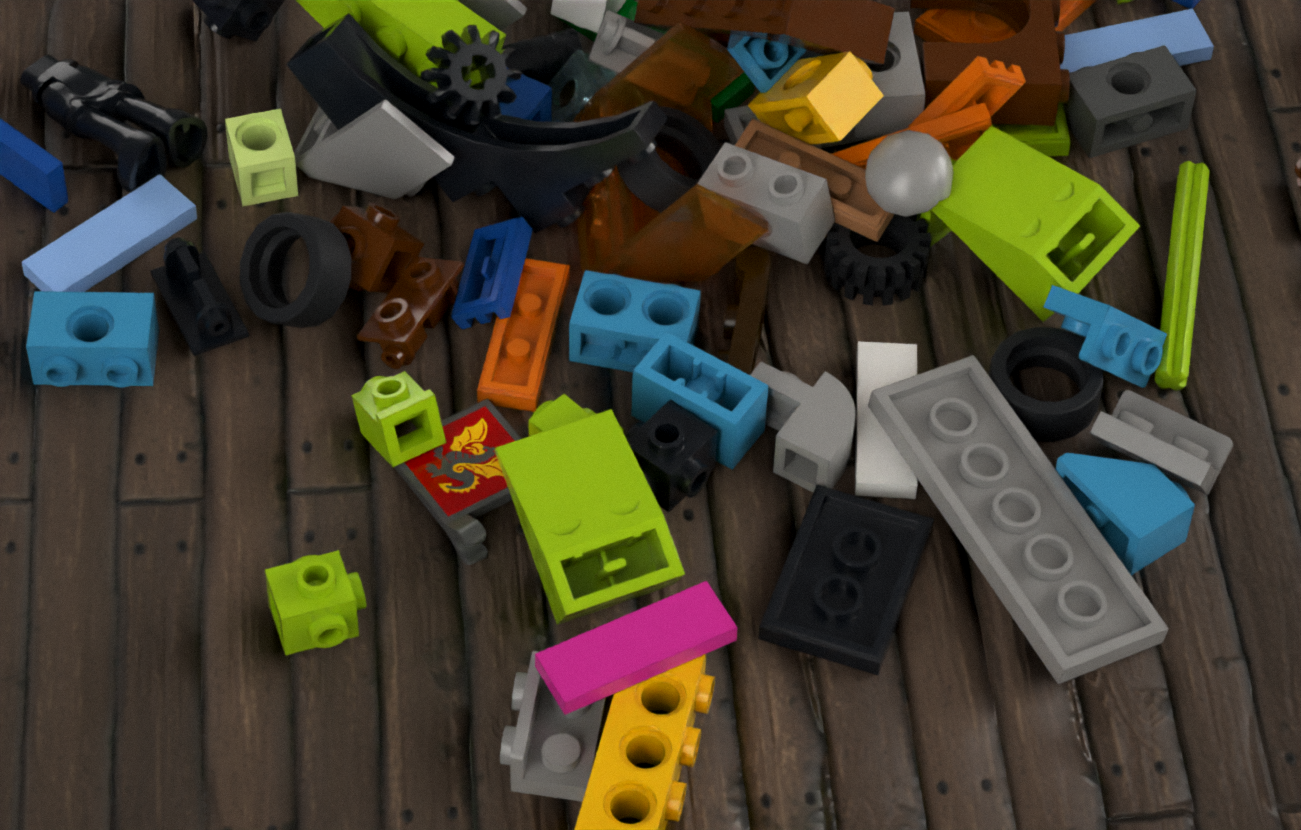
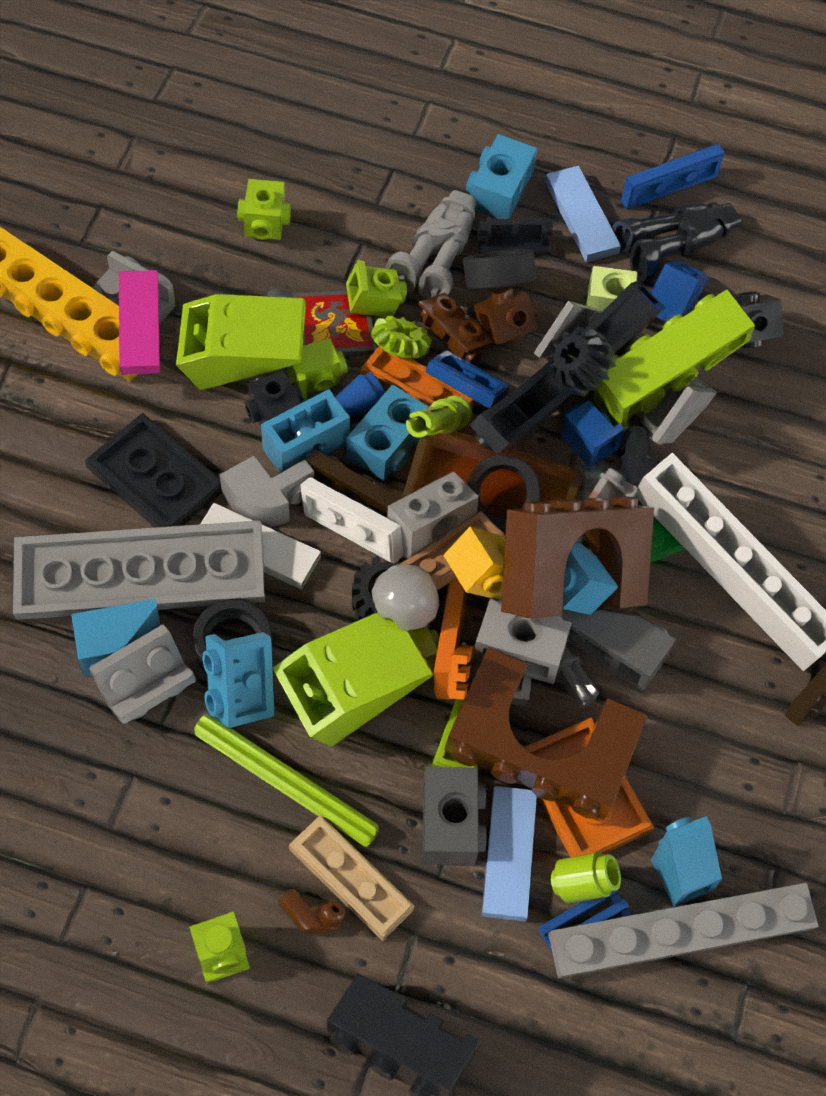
camera: 110 degrees right, 10 degrees up
(219, 82) = (679, 288): none -> blue slope
(238, 375) = (441, 234): none -> light grey piece
(458, 381) = (401, 337): none -> lime gear
(591, 381) = (360, 394): none -> blue cone
(599, 241) = (440, 419): none -> lime pin
(811, 294) = (352, 520): none -> white tile
(1251, 179) = (351, 877): none -> tan tile

